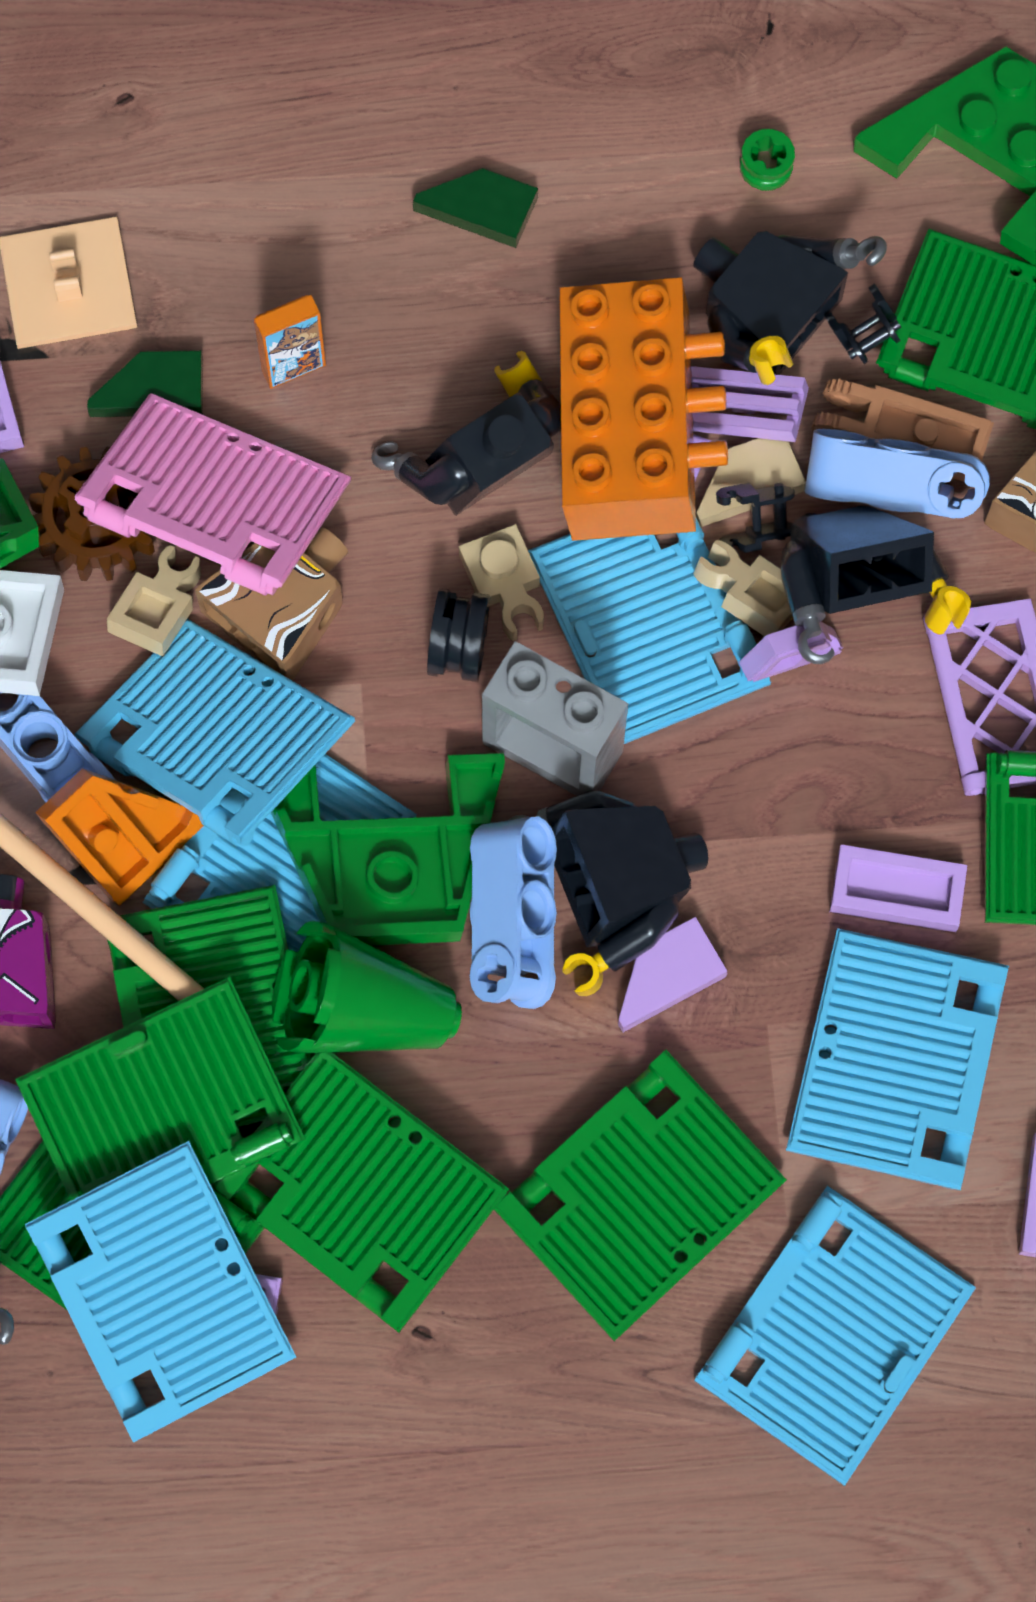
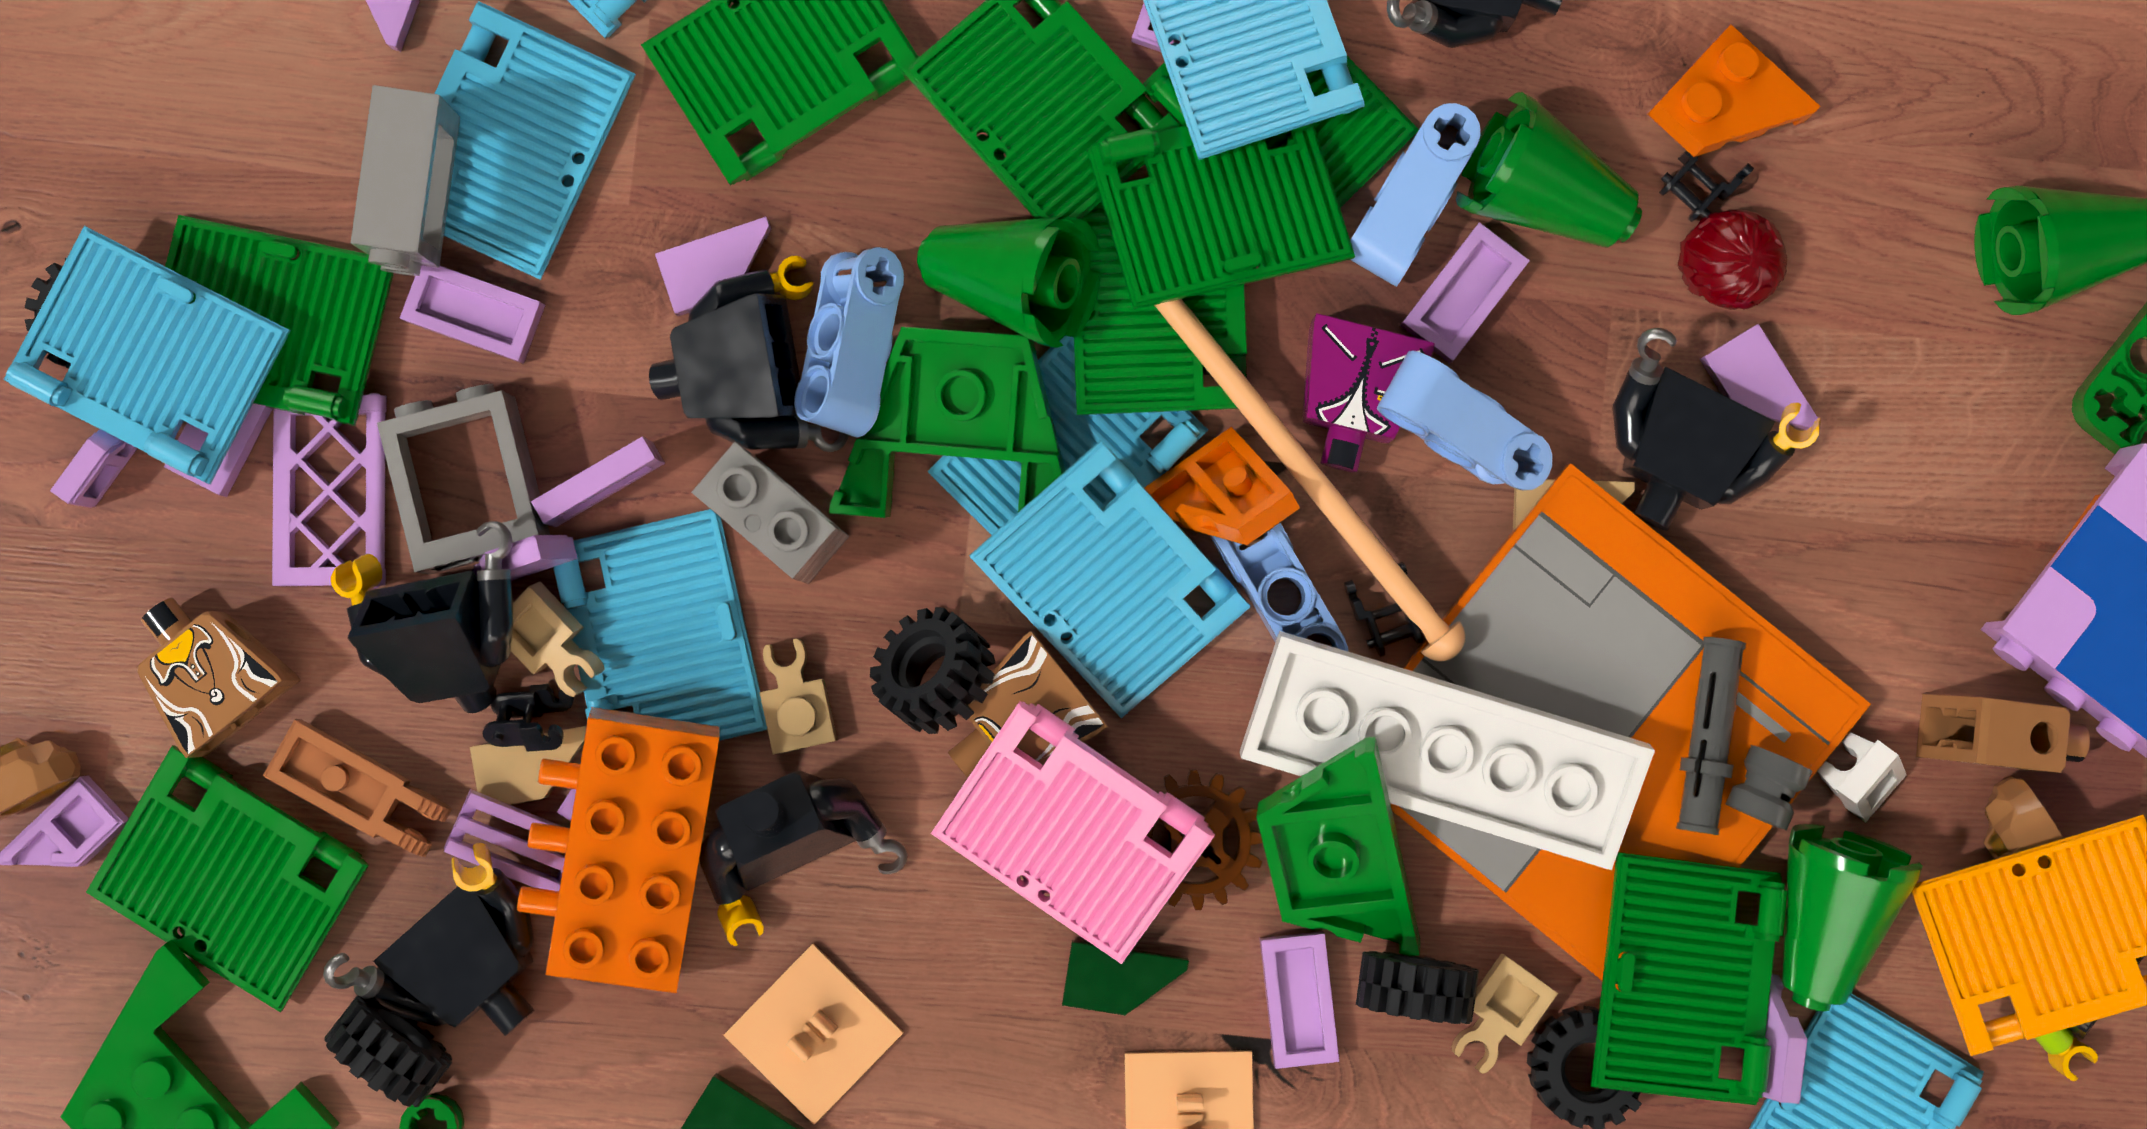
camera: 165 degrees left, 15 degrees up
(155, 608) = (1153, 727): tan plate -> none
(290, 341) = (967, 986): tile -> none
(403, 614) = (950, 688): none -> black tyre
(431, 295) = (813, 1033): none -> light nougat piece
(458, 634) = (850, 637): black wheel -> none
(735, 741) = (598, 482): none -> lavender tile
(815, 198) = (388, 1052): none -> black tyre
(848, 337) = (347, 915): black piece -> none
(853, 657) = (422, 417): none -> light grey window
(892, 474) = (375, 728): light blue piece -> none
(981, 969) = (405, 179): none -> light grey window

